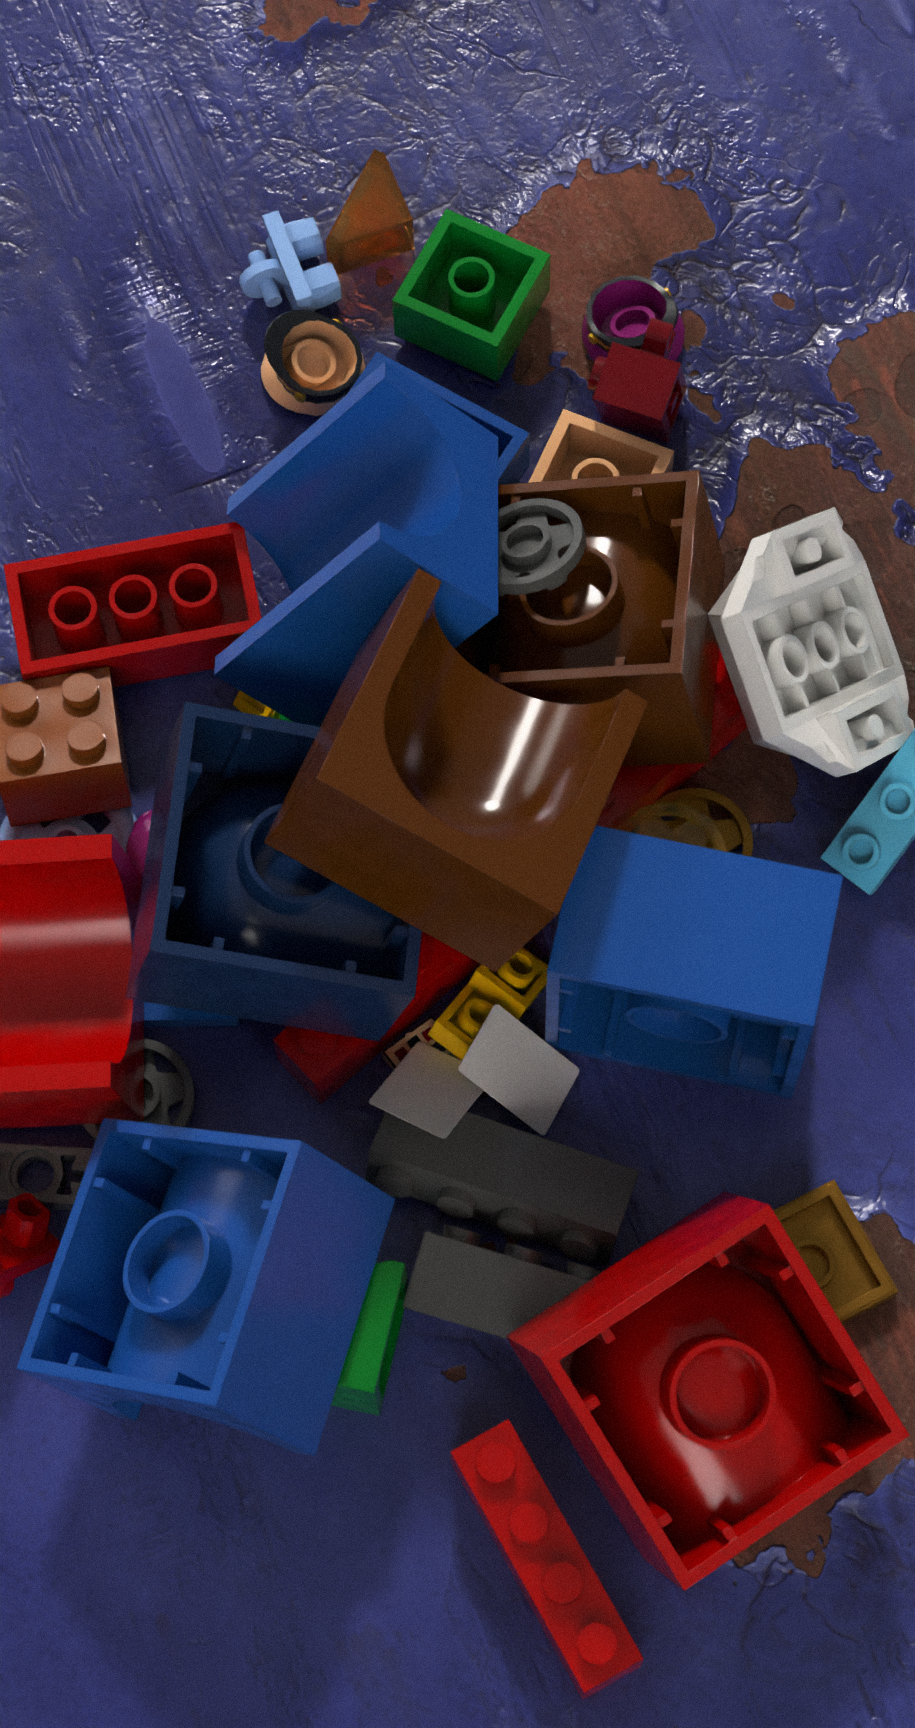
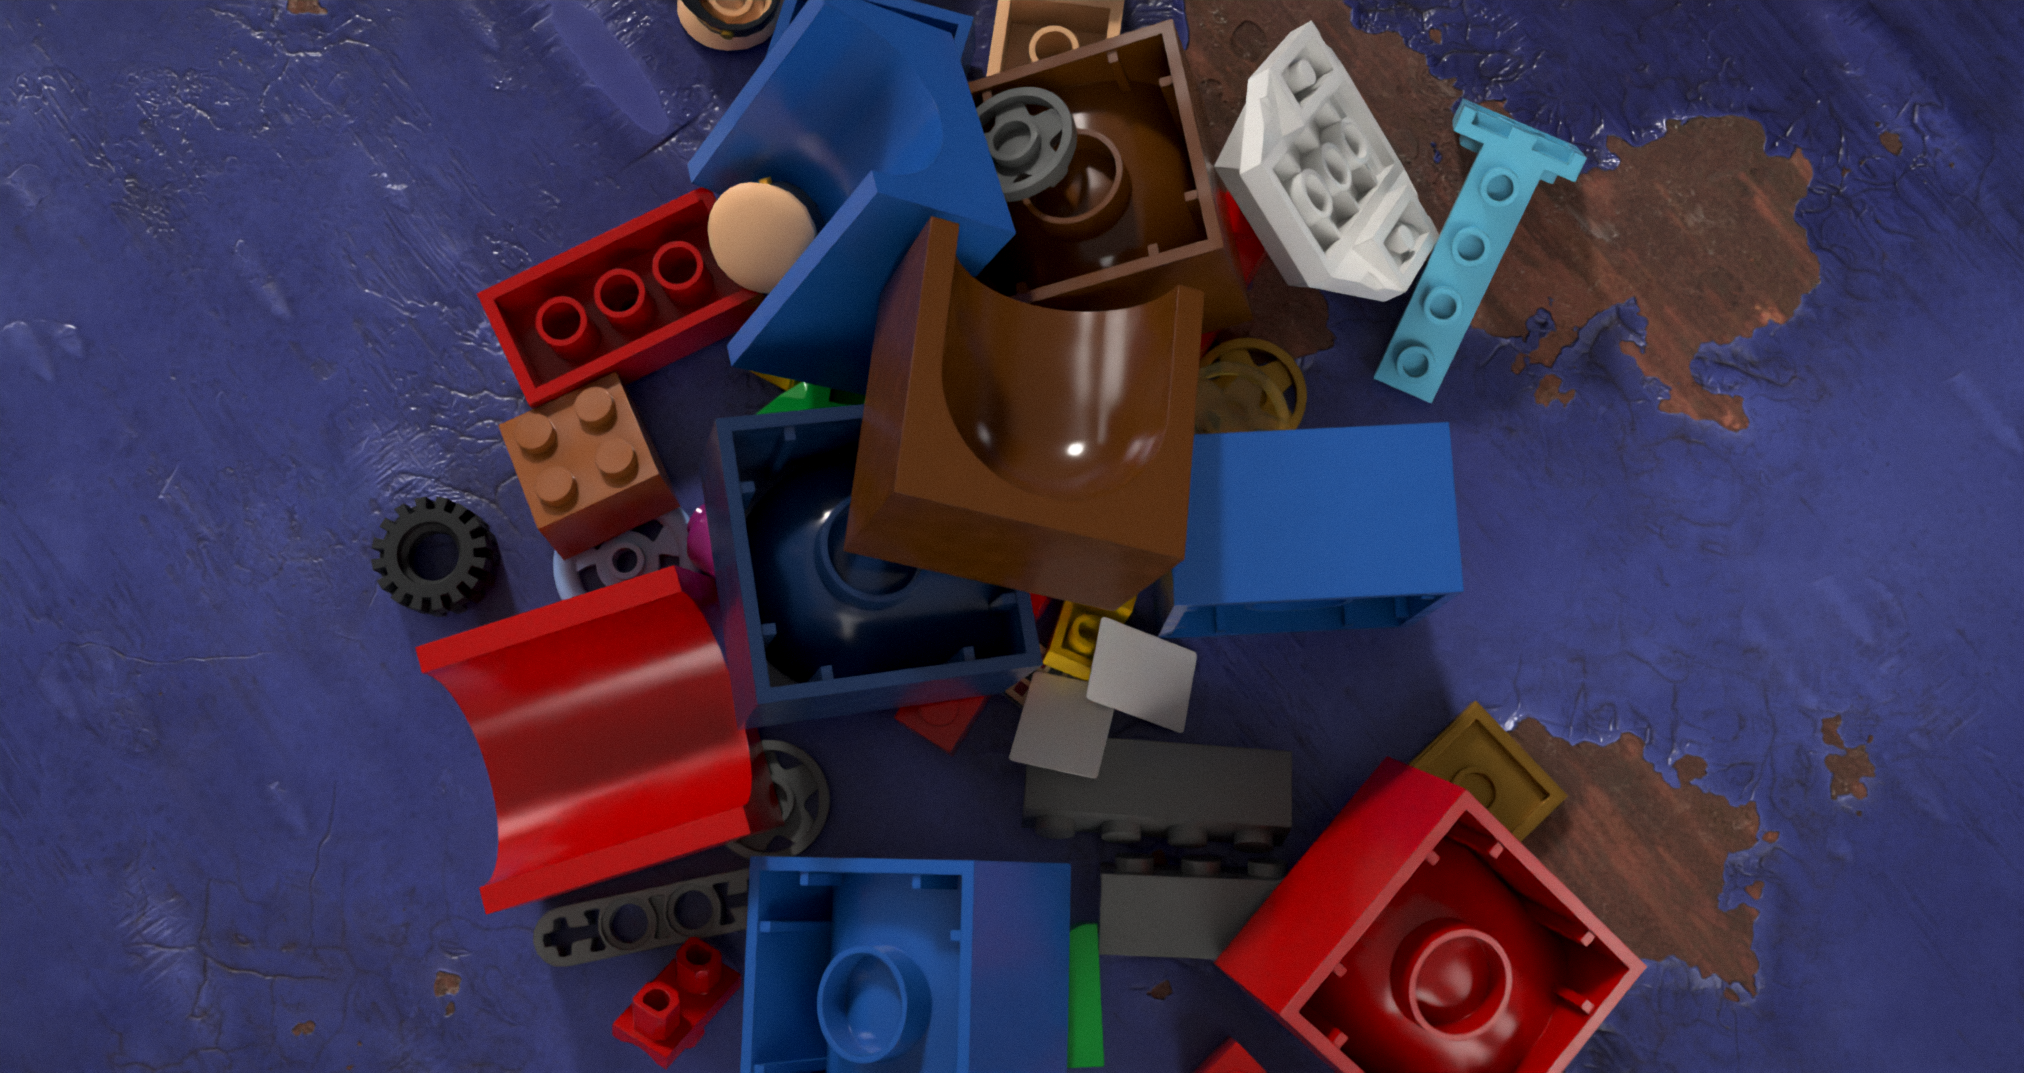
camera: 15 degrees left, 10 degrees up
(271, 565) = (762, 231): none -> light nougat piece

